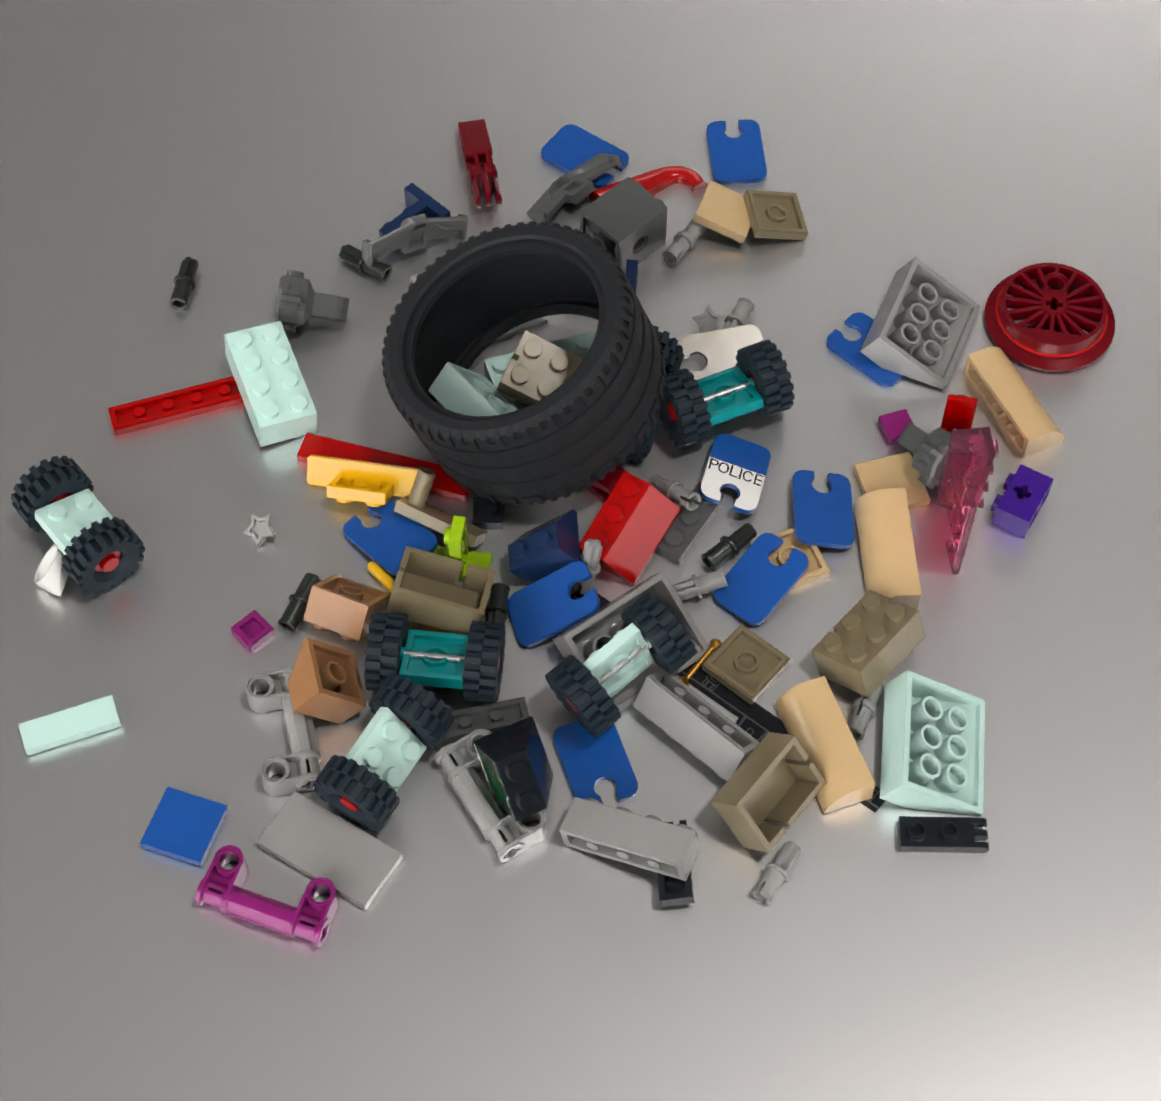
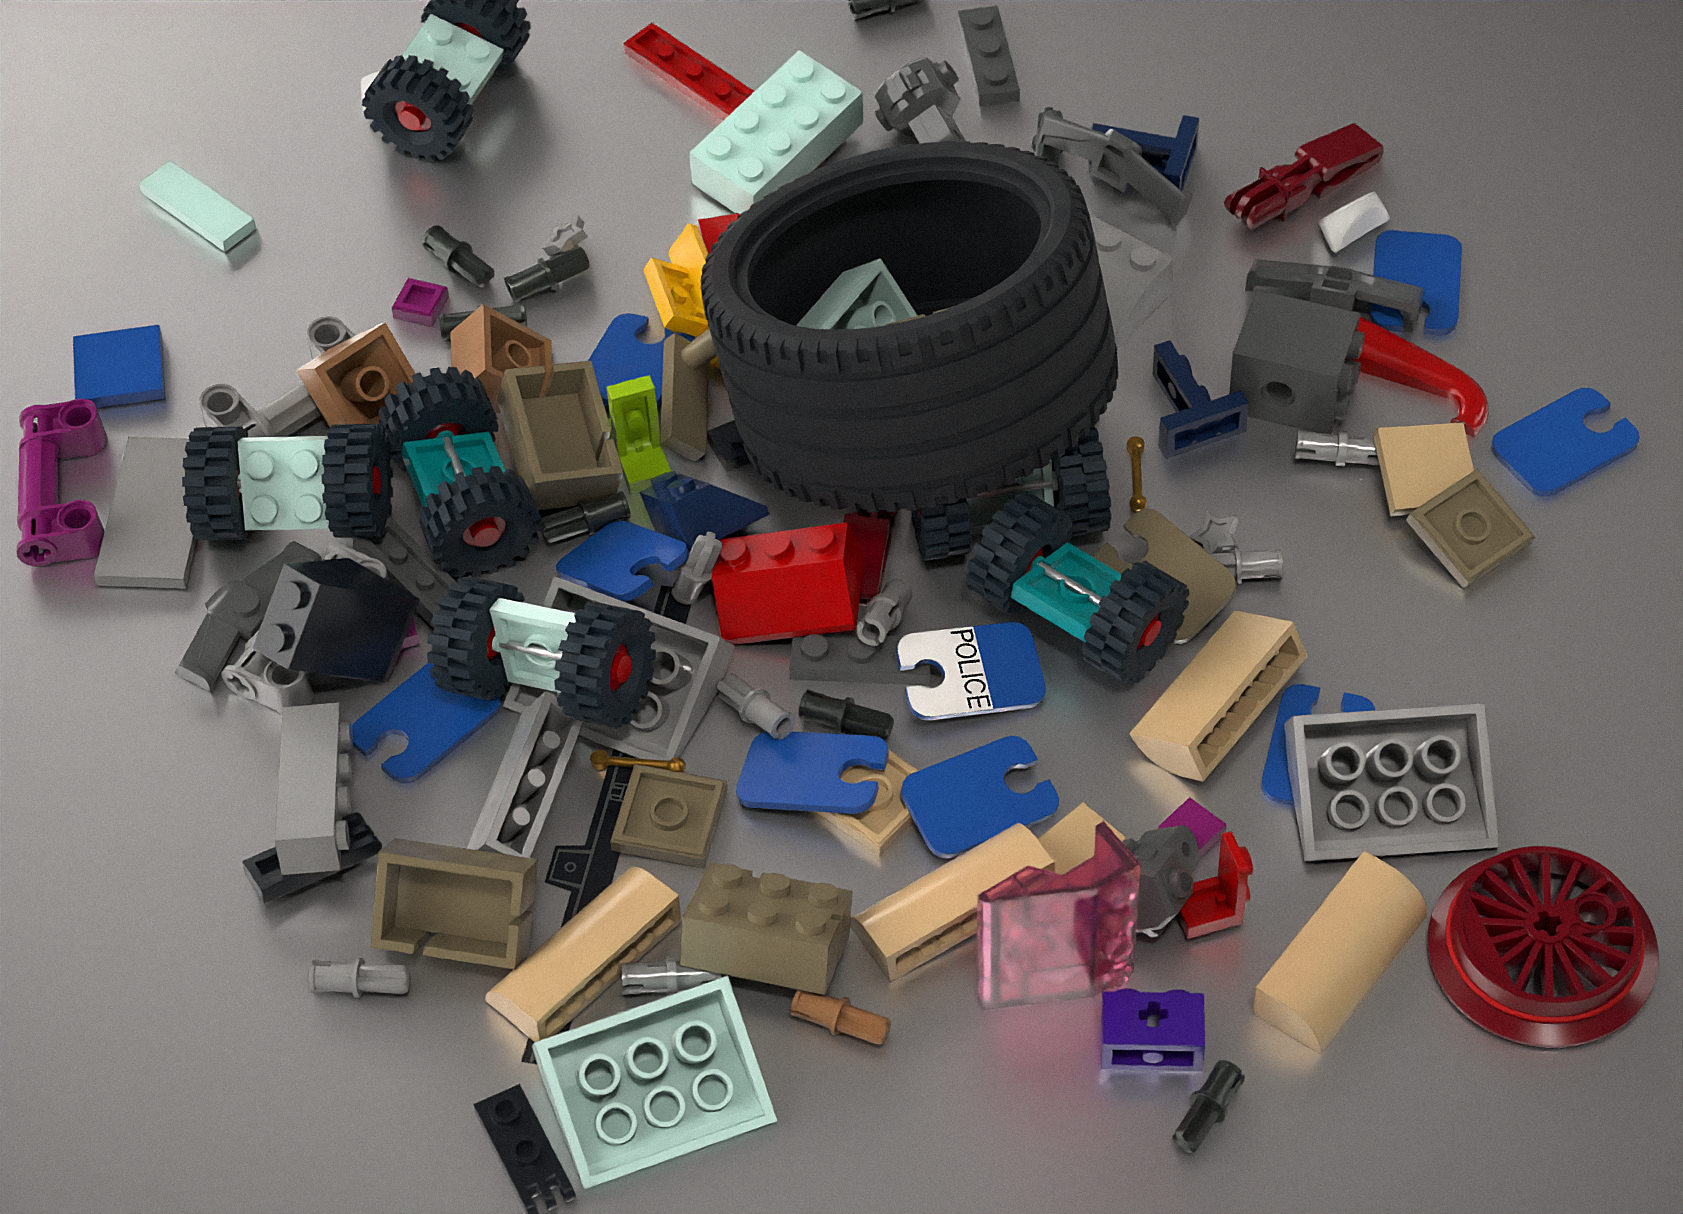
camera: 65 degrees right, 5 degrees down
(232, 593) = (457, 256): none -> pearl dark grey axle
(267, 257) = (988, 56): none -> dark grey plate
(284, 552) = (547, 273): none -> pearl dark grey axle
(448, 831) = (235, 612): none -> dark grey plate
(526, 158) = (1353, 221): none -> white piece
(820, 371) = (1220, 694): none -> tan brick
(936, 638) = (840, 1016): none -> medium nougat axle
(1079, 500) = (1208, 1105): none -> pearl dark grey axle

